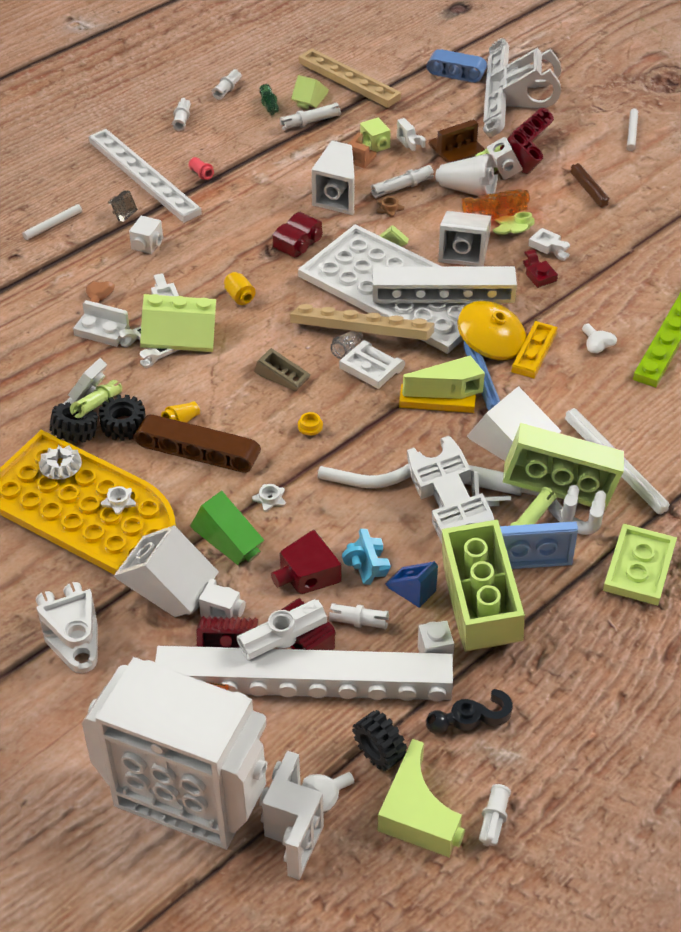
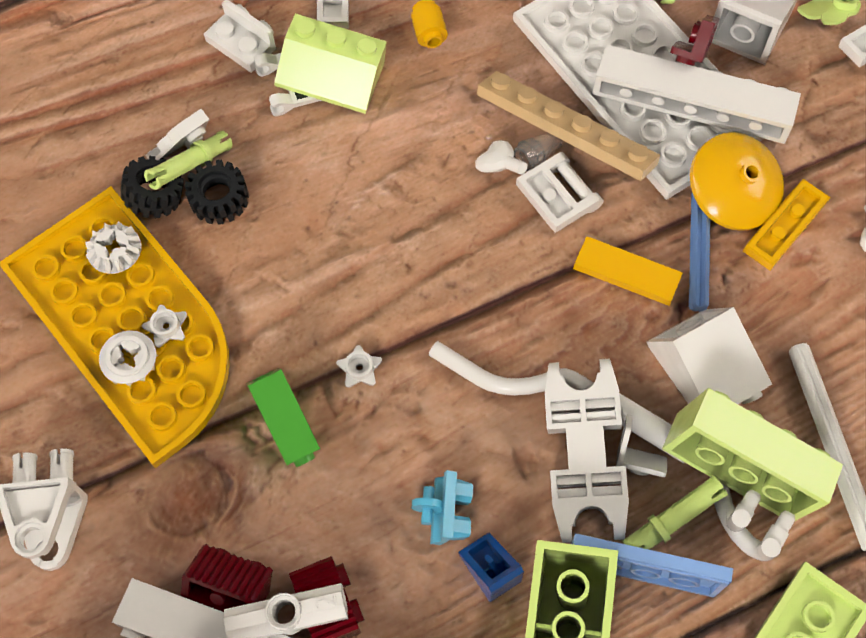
camera: 20 degrees right, 20 degrees up
(99, 513) = (112, 357): none -> white gear
(167, 571) = (183, 465): white slope -> none
(182, 412) = (288, 207): yellow cone -> none
(197, 443) = (295, 260): reddish brown beam -> none
(220, 601) = (238, 525): white brick -> none
(268, 368) = (424, 170): dark tan slope -> none
(308, 565) = (364, 498): dark red torso -> none
(310, 424) = (446, 268): yellow plate -> none
(322, 353) = (498, 158): none -> white rock
(359, 616) = (404, 599): white pin -> none
(436, 248) = (701, 37): none -> dark red bracket
(447, 380) = (651, 254): yellowish green slope -> none
(539, 272) = (838, 96): dark red plate -> none

